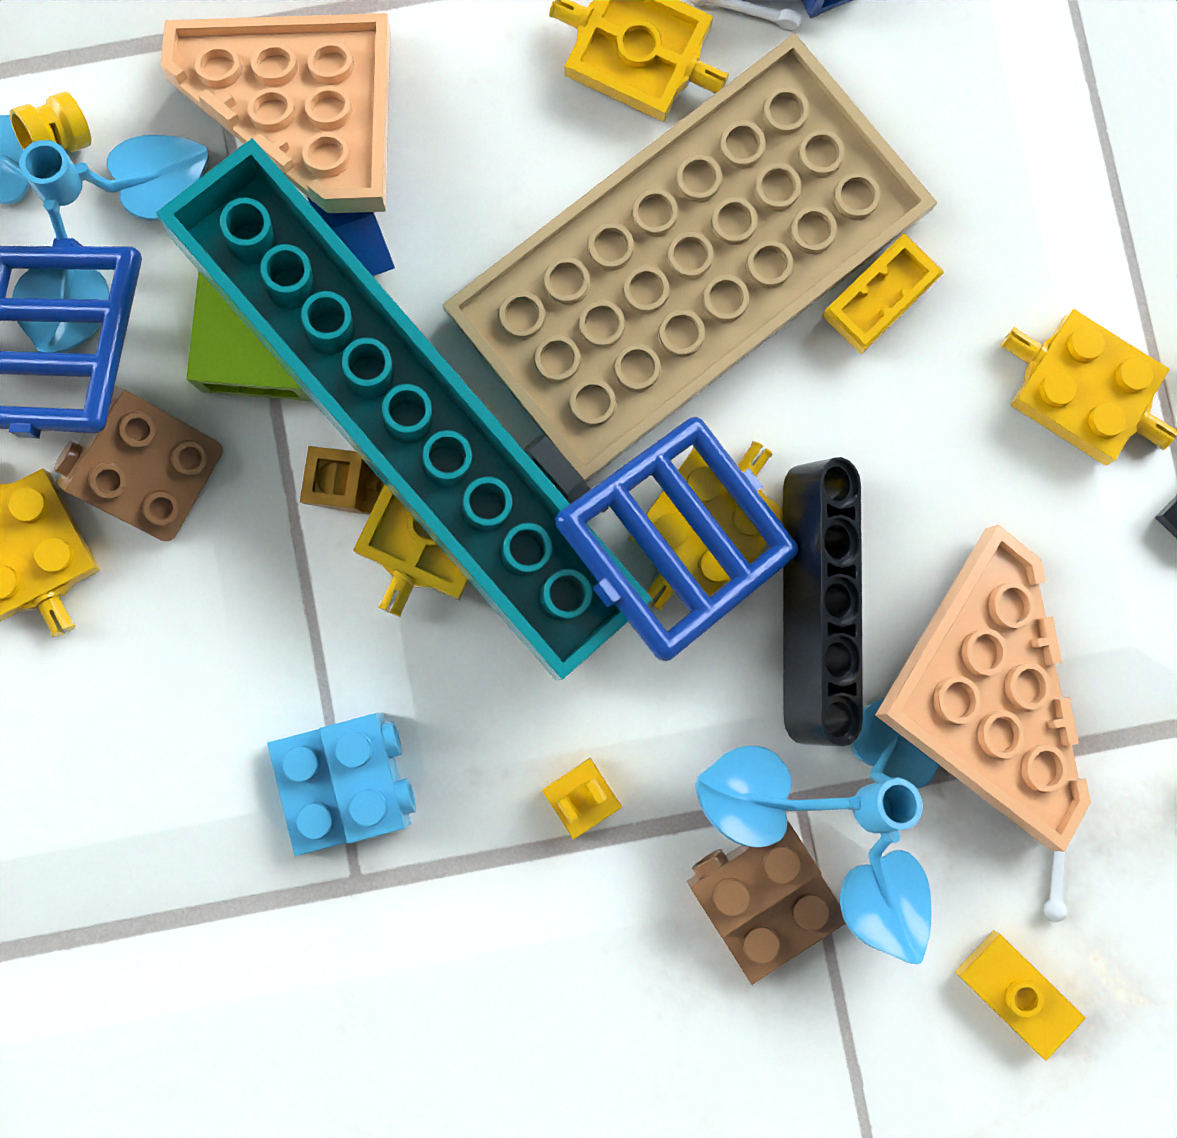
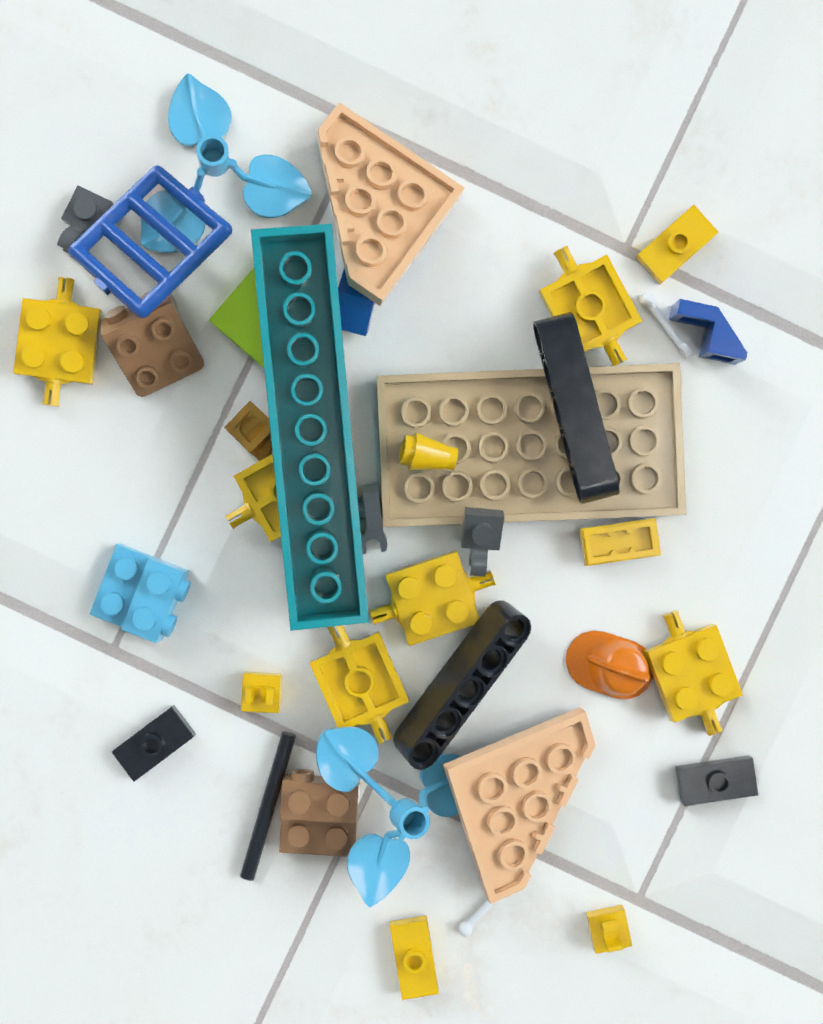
camera: 40 degrees right, 5 degrees up
(56, 121) = (233, 120): yellow wheel -> none
(492, 963) = (154, 743): none -> black plate
(570, 349) = (426, 454): none -> yellow cone
(614, 493) = (389, 551): blue bar -> none
(694, 938) = (267, 806): none -> black bar
(698, 699) = (359, 682): none -> yellow plate
(712, 165) = (576, 407): none -> black beam
(712, 395) = (481, 533): none -> dark grey plate
(981, 452) = (609, 664): none -> orange piece

